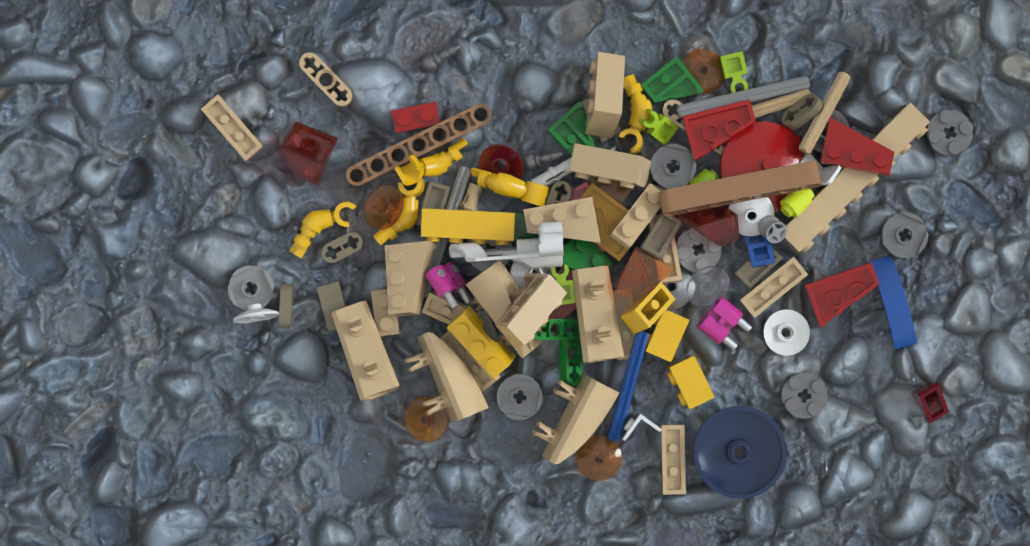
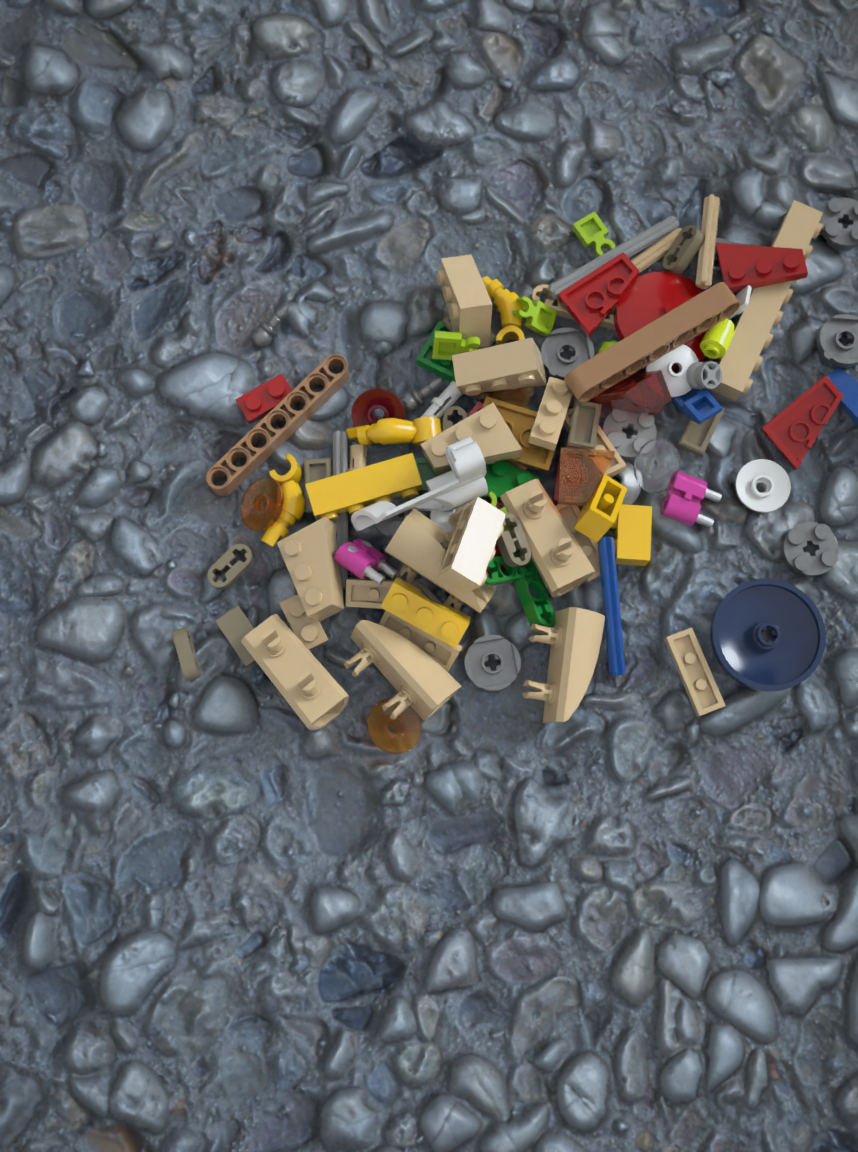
camera: 20 degrees left, 10 degrees down
(232, 128) = (61, 477): tan plate -> none
(254, 314) = (152, 675): white dish -> none
(257, 276) = (141, 664): light grey plate -> none
(308, 152) = (156, 474): clear red slope -> none
(316, 222) = (192, 546): yellow piece -> none
(318, 63) = (145, 382): tan beam -> none
(430, 166) = (300, 441): yellow piece -> none
(566, 311) = (514, 540): none -> dark tan beam
(579, 132) = (451, 343): none -> lime plate
(586, 458) = (605, 716): clear orange dish -> none
(631, 424) = (632, 646): white bracket -> none
(671, 82) = (532, 267): green wing -> none
(690, 382) = (679, 578): yellow brick -> none
(709, 60) = (554, 259): clear orange dish -> none
(773, 287) = (727, 443): tan plate -> none

